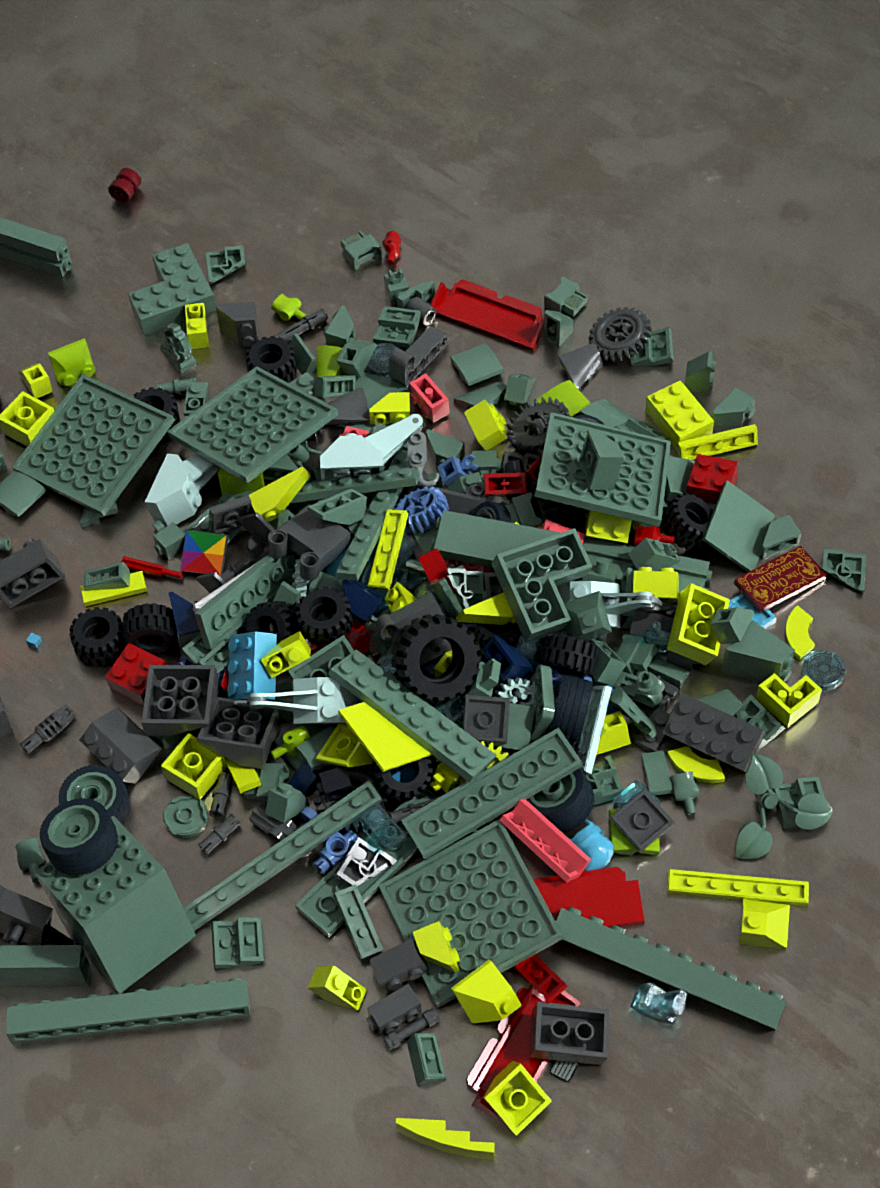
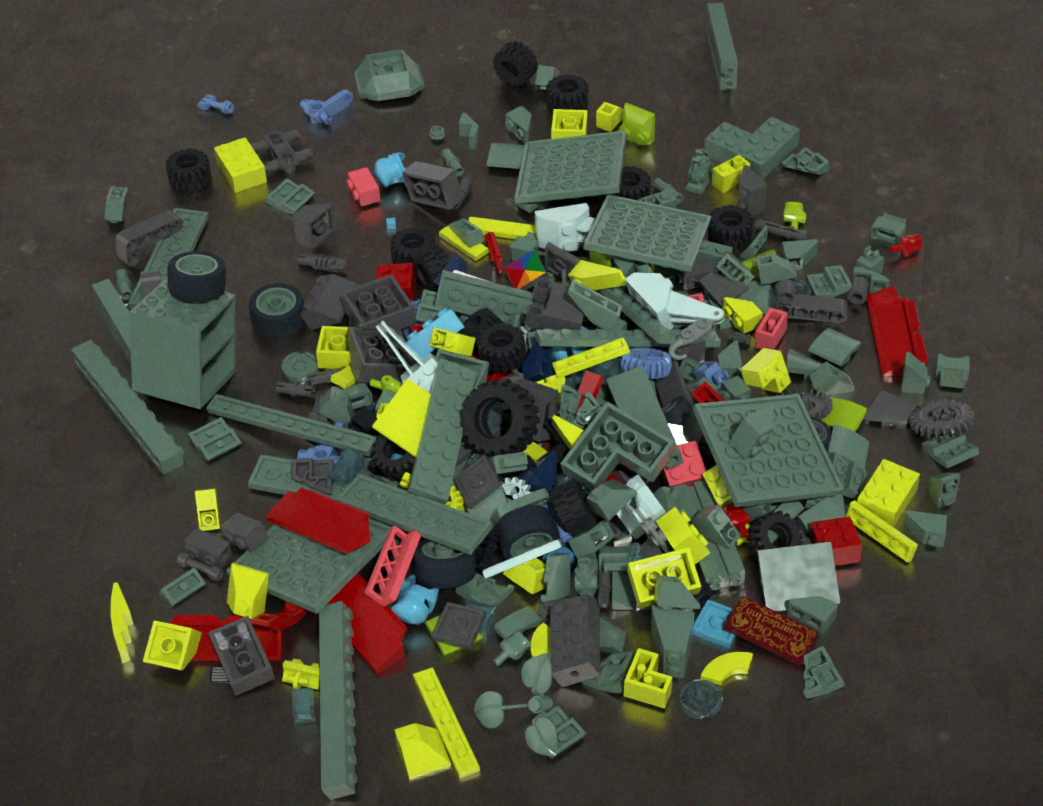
camera: 60 degrees right, 10 degrees down
(122, 544) = (503, 228): none -> neon yellow tile
(125, 185) = (830, 75): dark red wheel -> none
(358, 922) = (266, 493): sand green plate -> none
(435, 946) = (267, 542): neon yellow slope -> none
(439, 881) = (322, 520): none -> red slope
(616, 990) = (301, 675): none -> neon yellow hips

